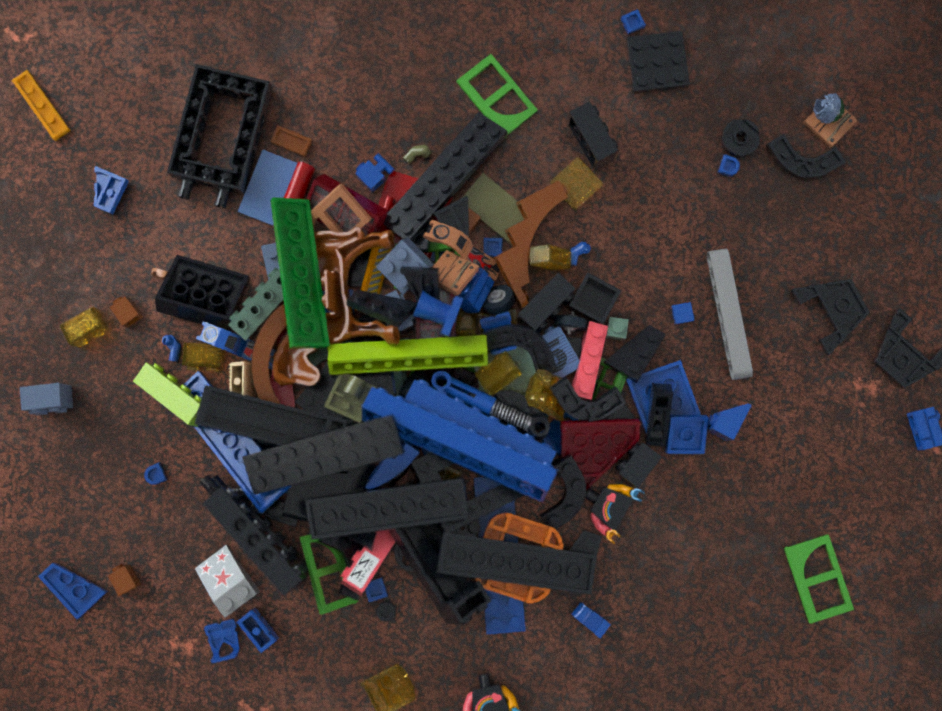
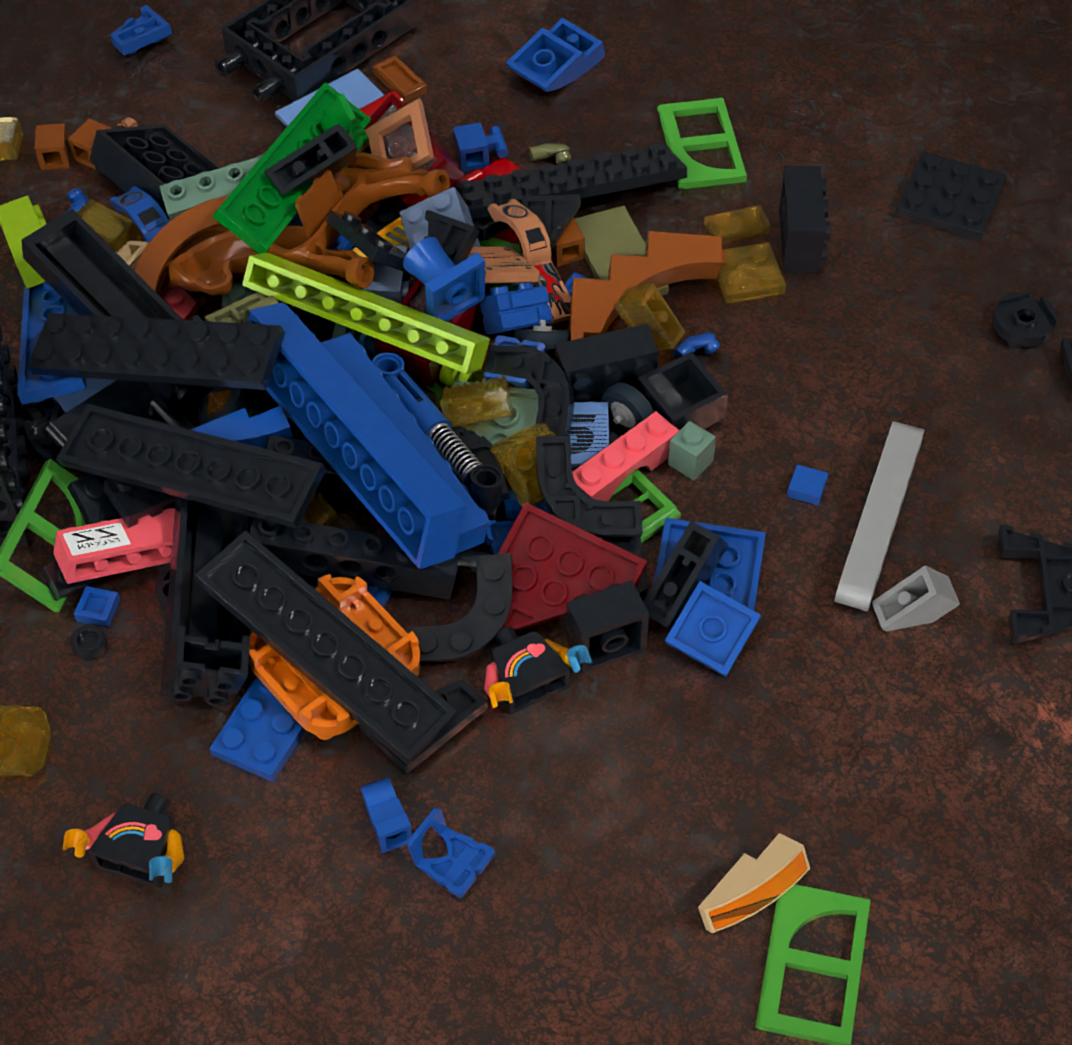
camera: 30 degrees right, 30 degrees down
(146, 295) = (82, 141): none -> dark orange brick
(308, 227) = (343, 113): none -> green slope
(312, 270) = (326, 152): none -> black slope
(375, 75) = (557, 56): none -> blue slope
(551, 150) = (738, 224): none -> clear yellow plate
(633, 22) = (942, 143): blue tile -> none
(636, 354) = (702, 495): black wing -> none
(639, 623) = (464, 856): none -> blue piece
(727, 422) = (791, 636): blue slope -> none
(729, 166) = (987, 346): blue tile -> none
(773, 359) = (916, 600): none -> light grey slope
(777, 559) = (754, 884): none -> tan slope

